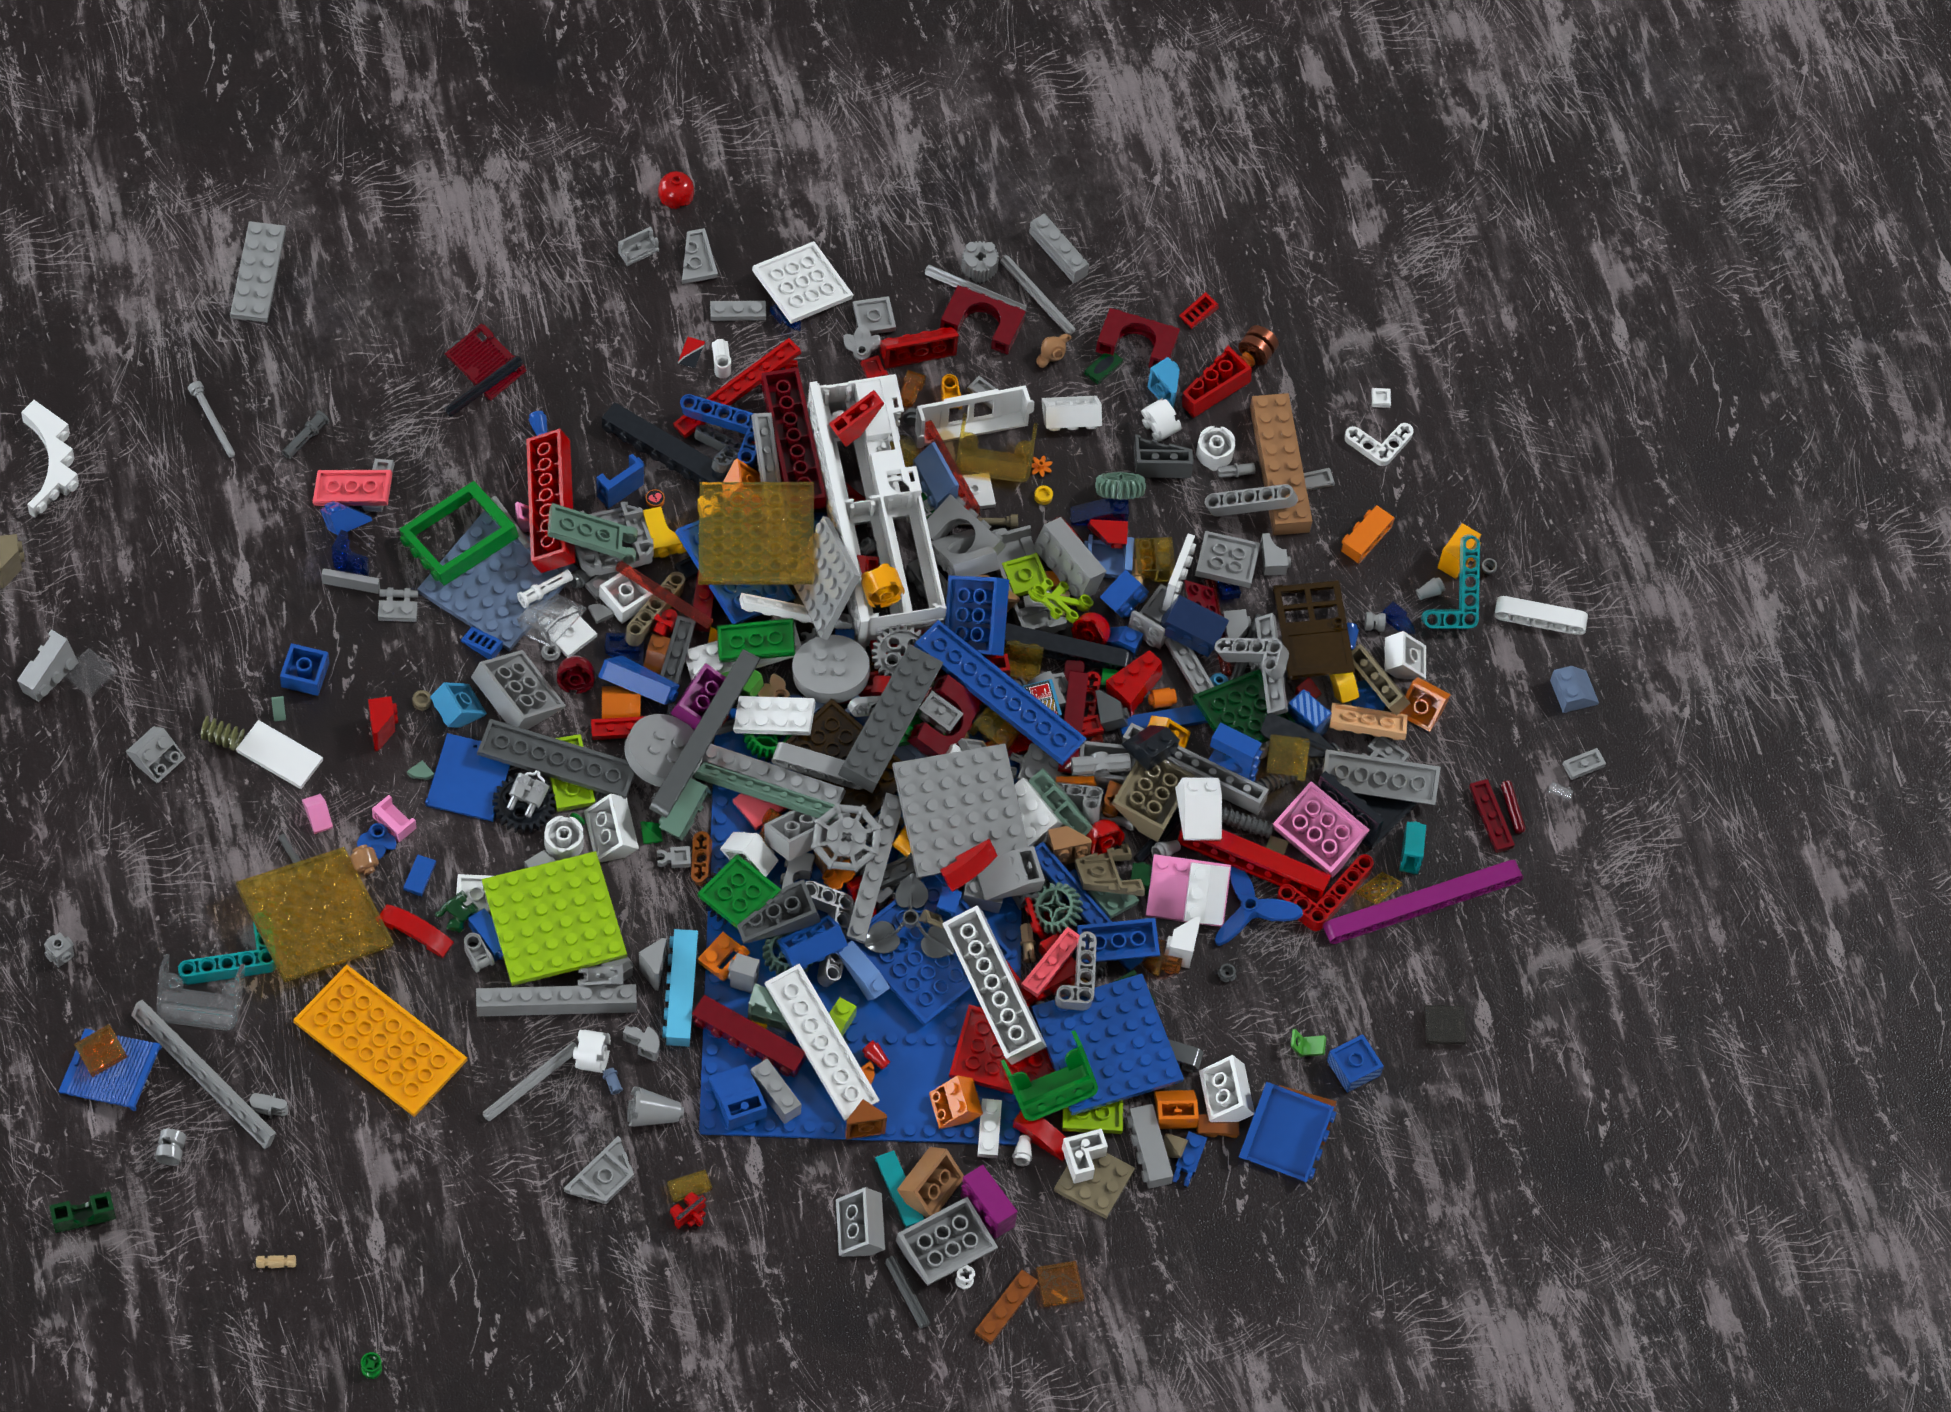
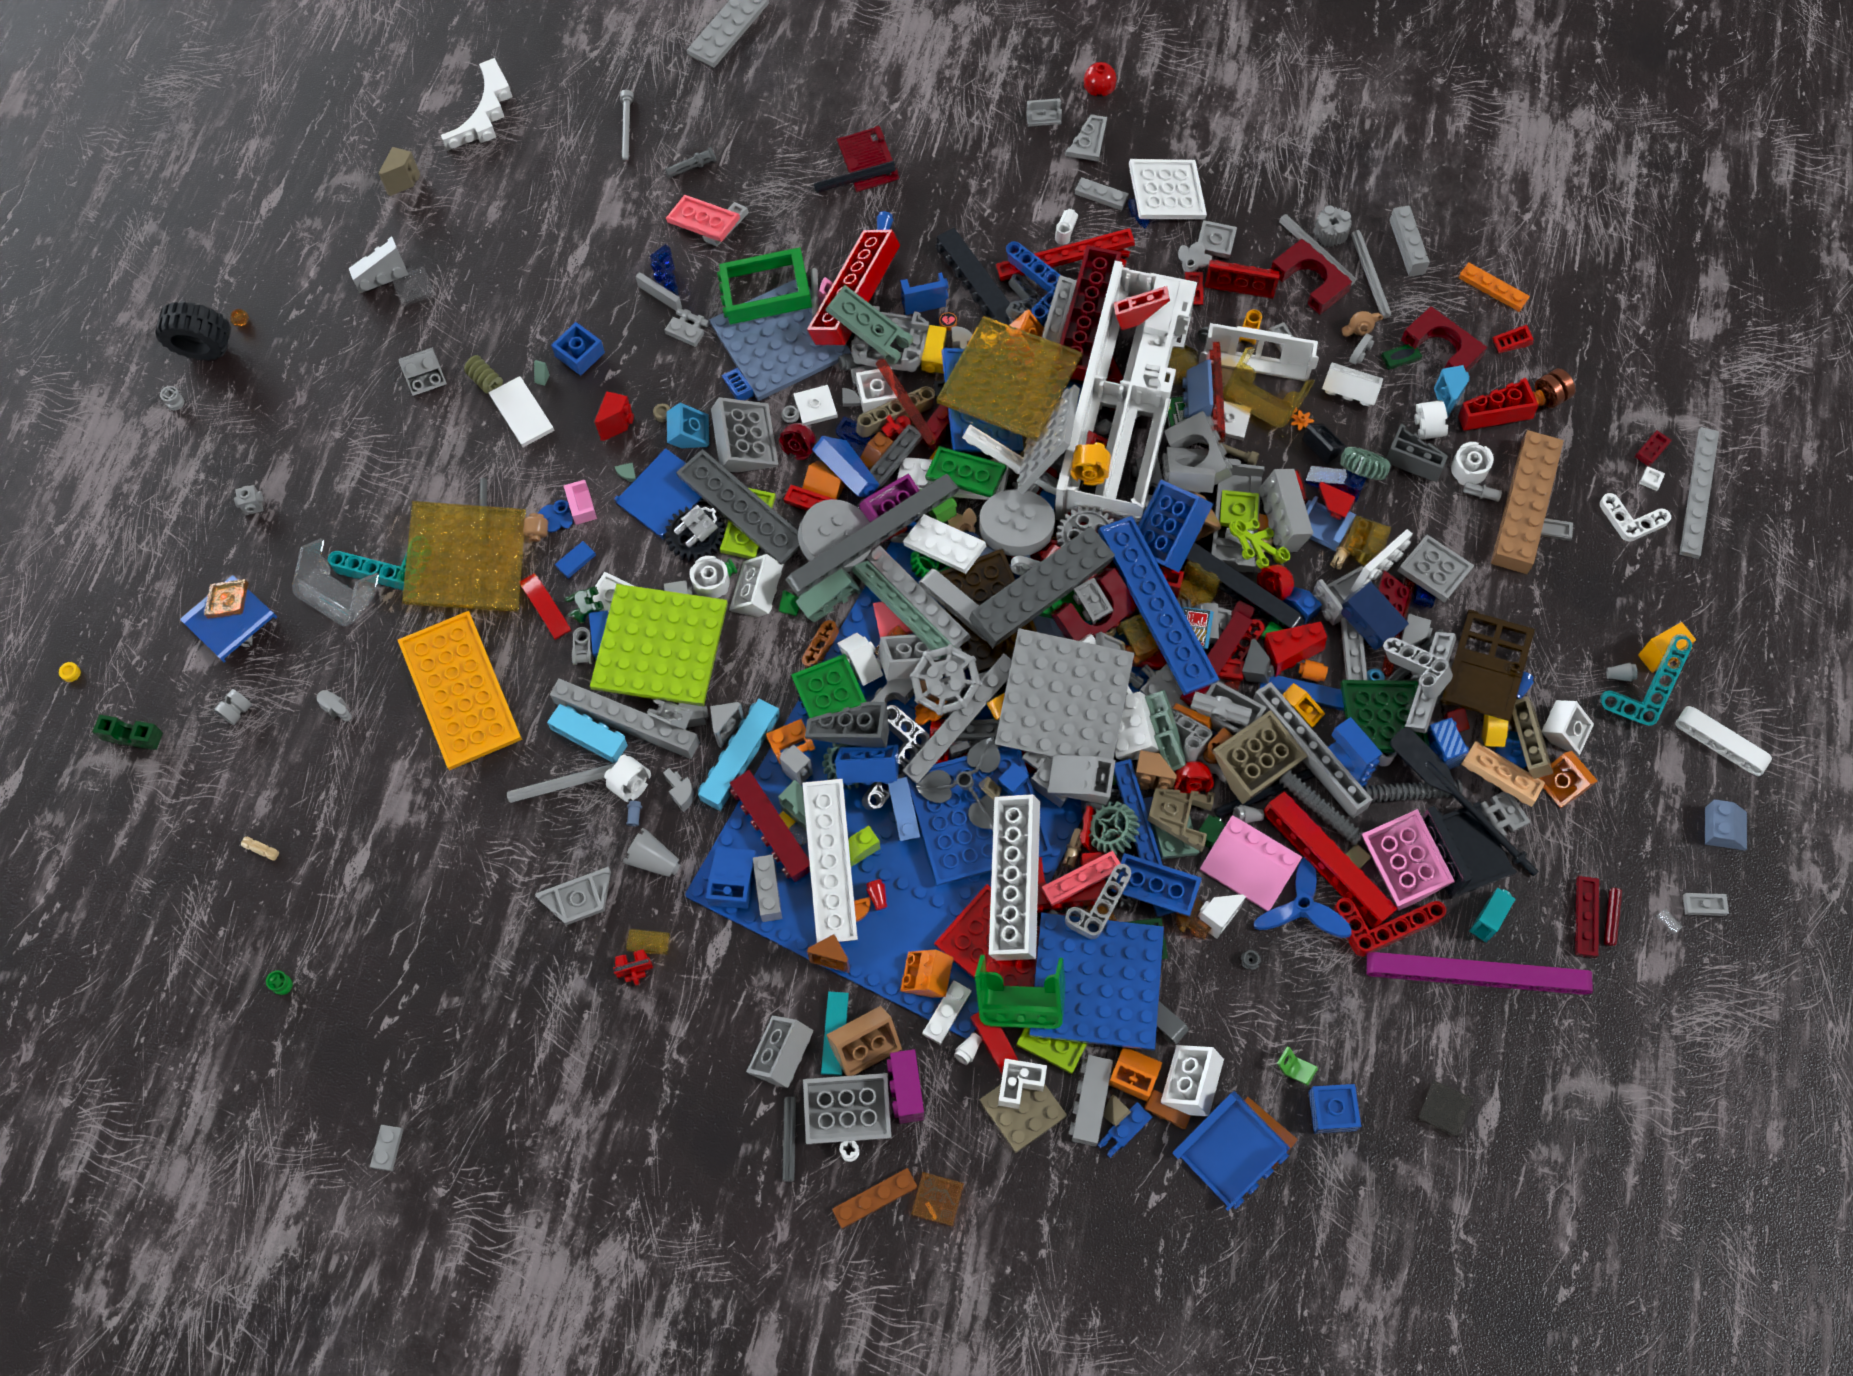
camera: 35 degrees right, 5 degrees up
(204, 1074) = (300, 662): light grey plate -> none
(317, 813) = (522, 472): bright pink slope -> none
(342, 517) = (679, 236): blue slope -> none
(528, 1028) = (587, 733): none -> medium azure brick
(537, 592) = (803, 358): white pin -> none
(549, 619) = (802, 385): clear slope -> none
(678, 857) = (799, 636): light grey plate -> none
(679, 513) = (960, 337): none -> light grey brick
(691, 352) = (1044, 213): sticker -> none
(912, 385) = (1221, 307): clear orange piece -> none
(968, 865) = (1045, 752): red slope -> none
(1043, 495) = (1292, 446): yellow tile -> none
(1064, 381) = (1359, 353): none -> light grey plate
(1071, 480) = (1323, 442): none -> black slope
(1124, 594) = (1321, 561): blue brick -> none
(1152, 745) = (1278, 712): black slope -> none
(1158, 264) = (1494, 287): none -> orange plate
(1200, 808) = (1296, 790): white slope -> none
(1206, 893) = (1264, 874): white slope -> none
(1259, 501) = (1490, 527): light grey beam -> none
(1273, 558) = (1481, 585): light grey arch -> none
(1288, 756) = (1406, 775): clear yellow bracket -> none
(1367, 534) = (1582, 596): orange brick -> none
(1370, 368) = (1653, 448): none -> dark red plate
(1375, 621) = (1556, 684): light grey wheel -> none
(1384, 776) = (1493, 834): light grey plate -> none
(1394, 887) = (1442, 950): clear yellow window -> none
(1398, 618) = (1577, 687): clear blue plate -> none
(1428, 394) = (1699, 493): none -> light grey plate
(1491, 563) = (1694, 671): light grey hinge -> none

